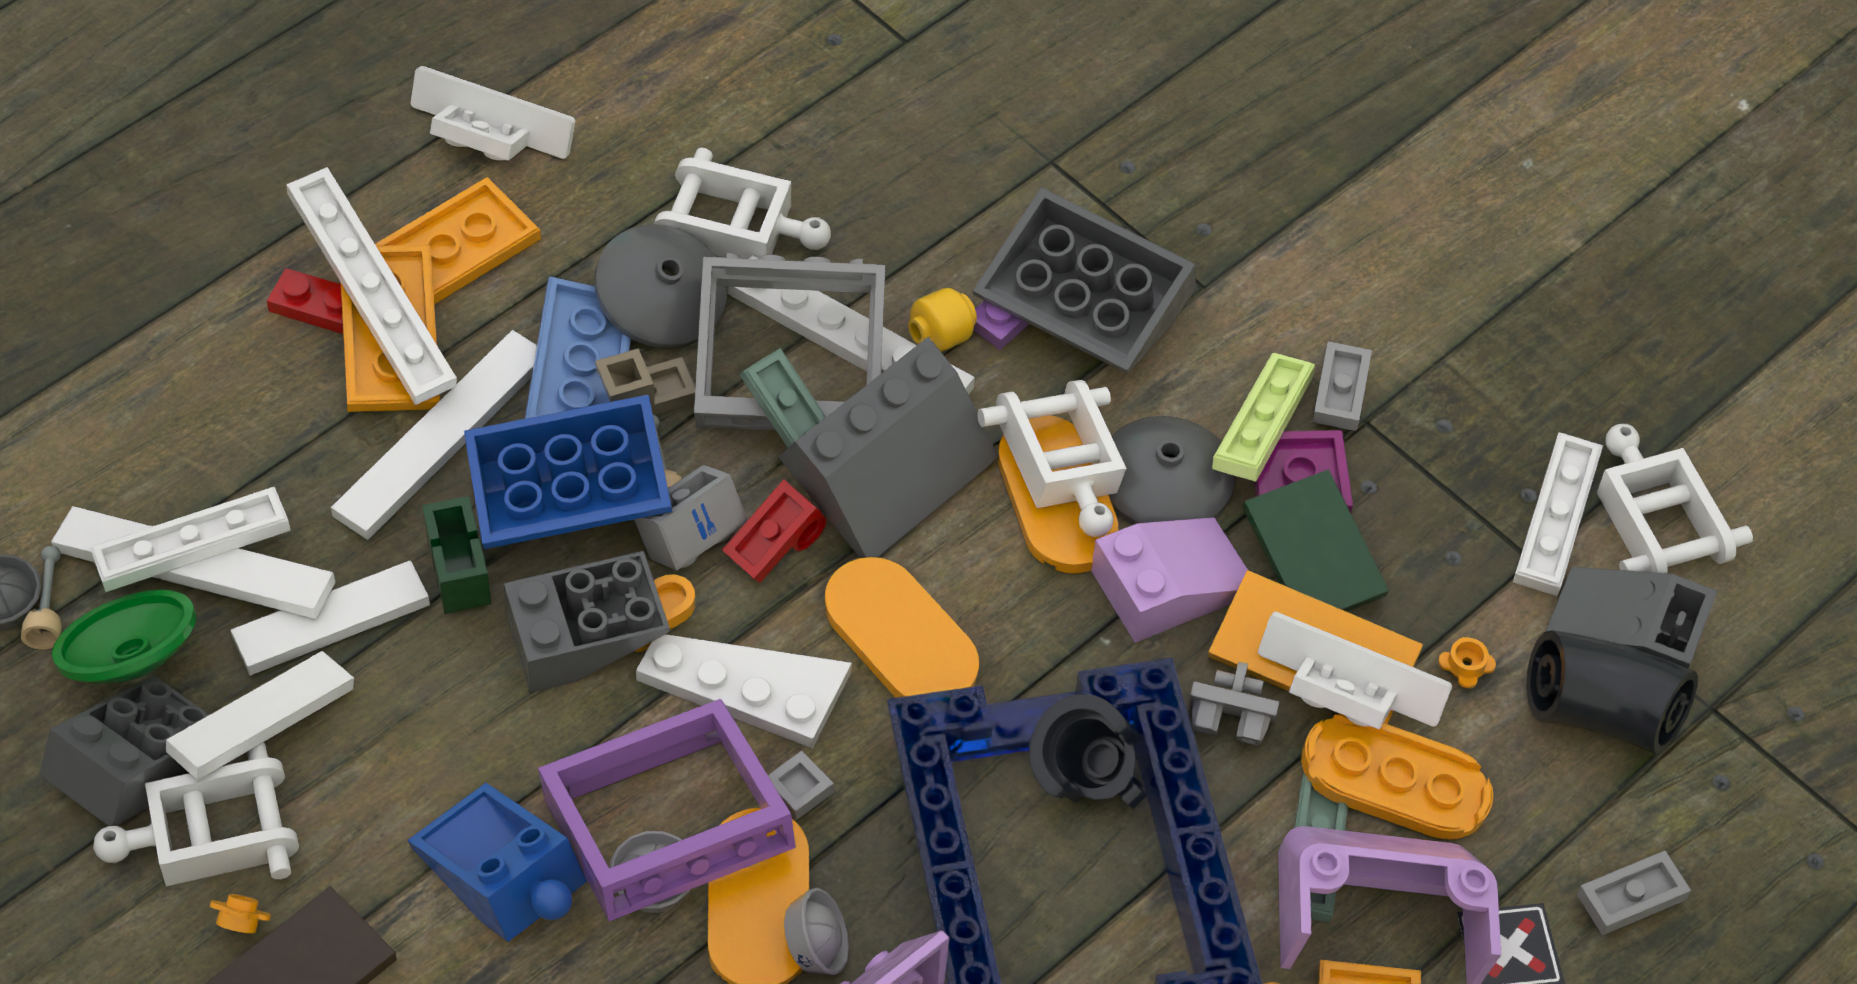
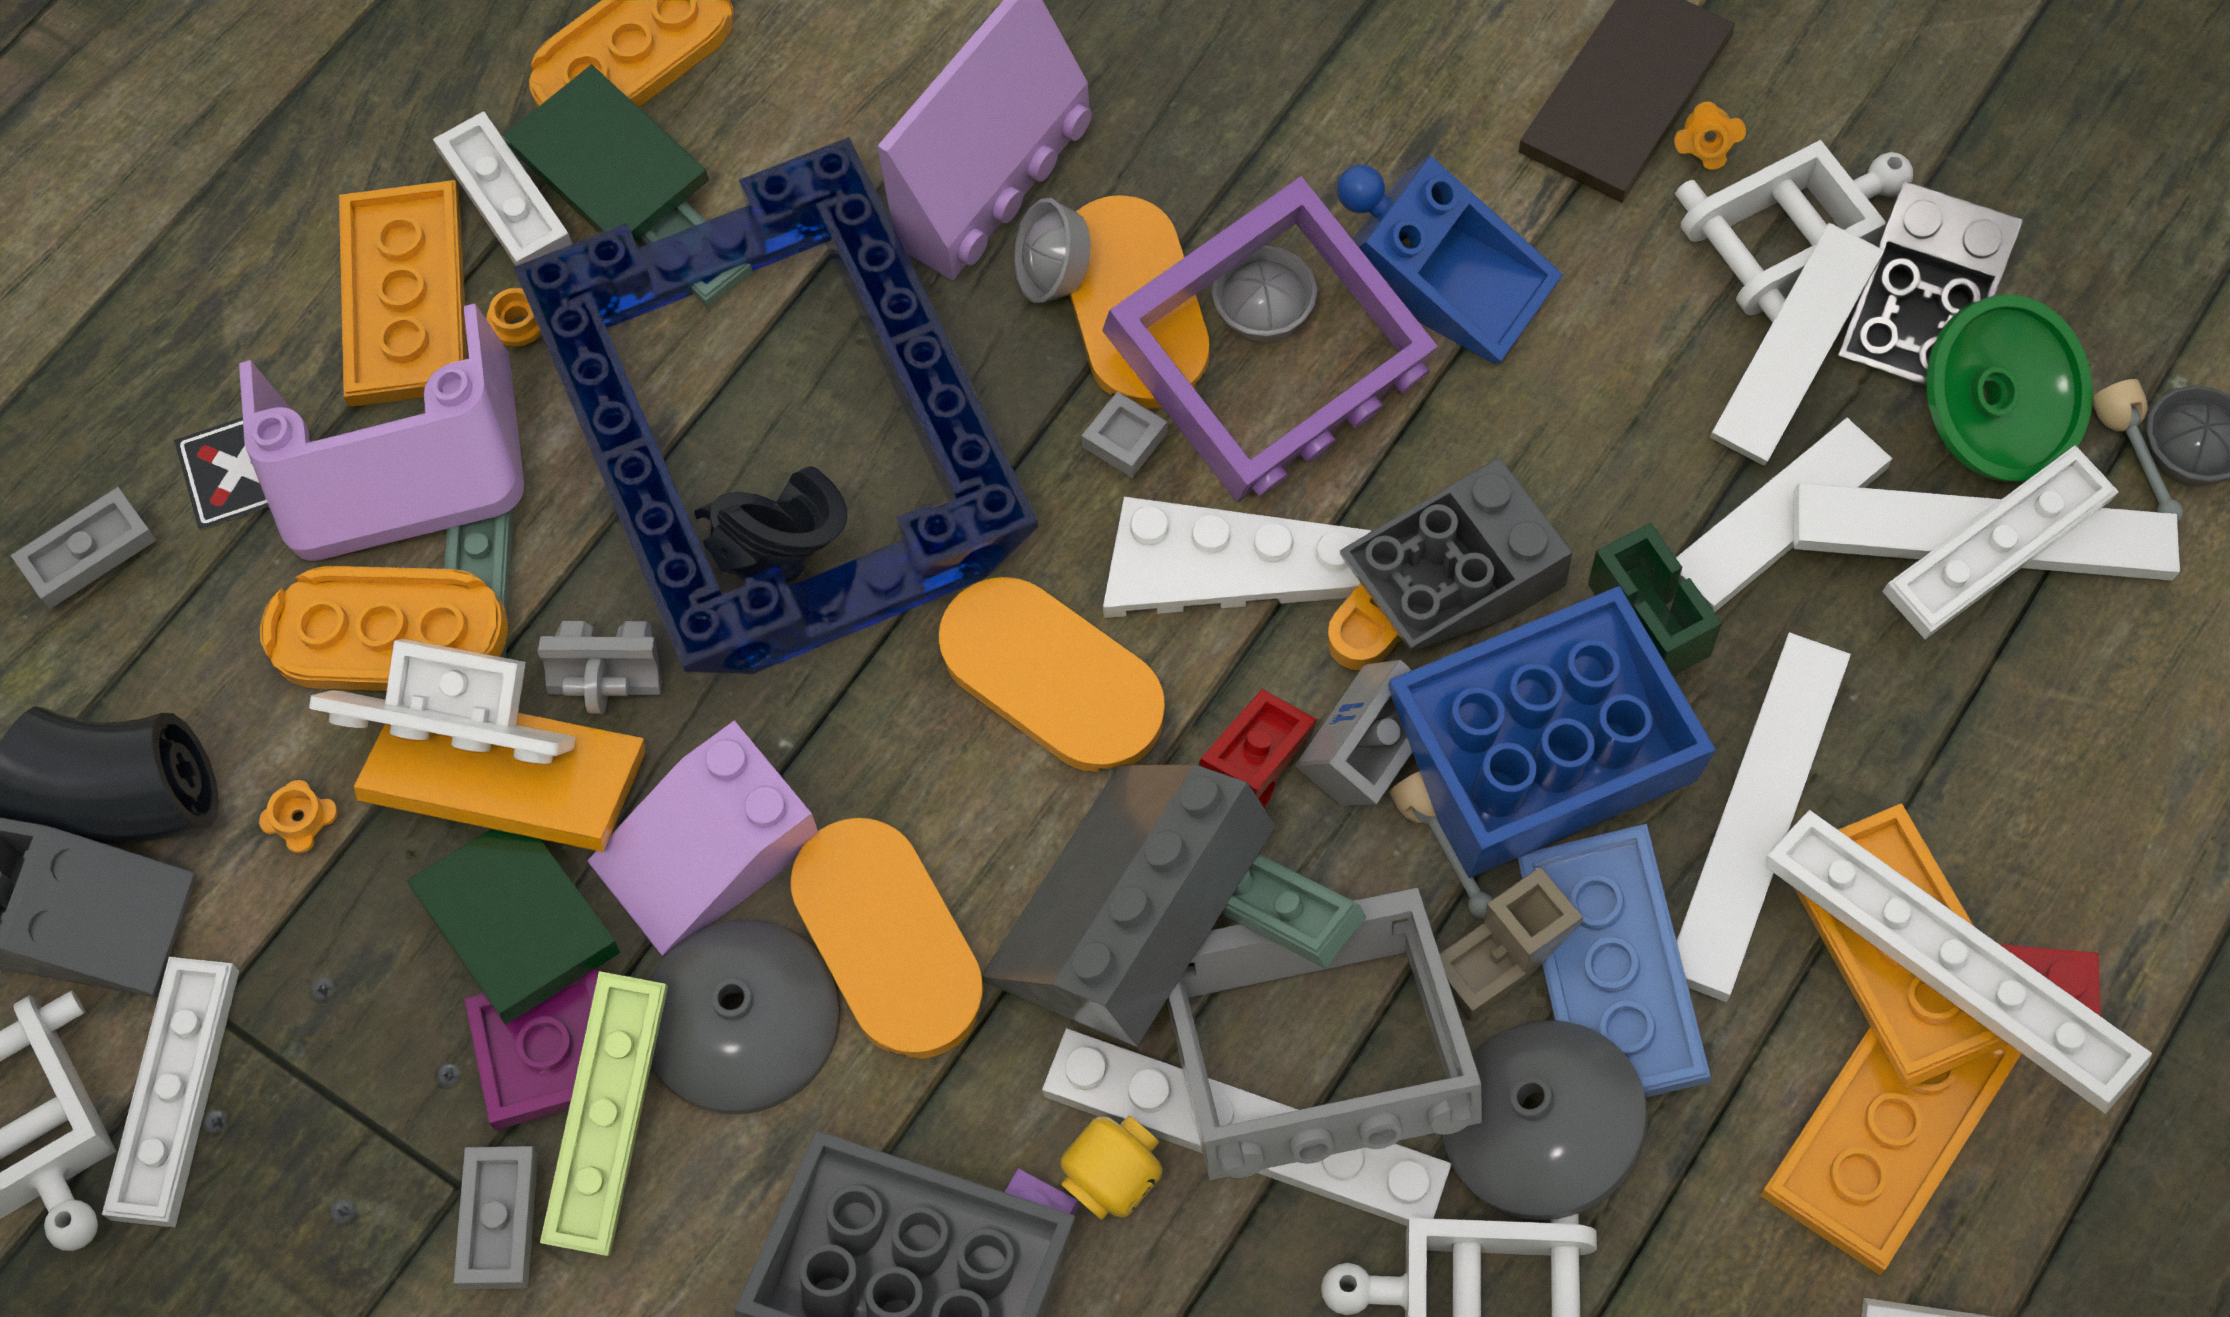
camera: 175 degrees right, 10 degrees up
(1068, 485) = (821, 863): white piece -> none

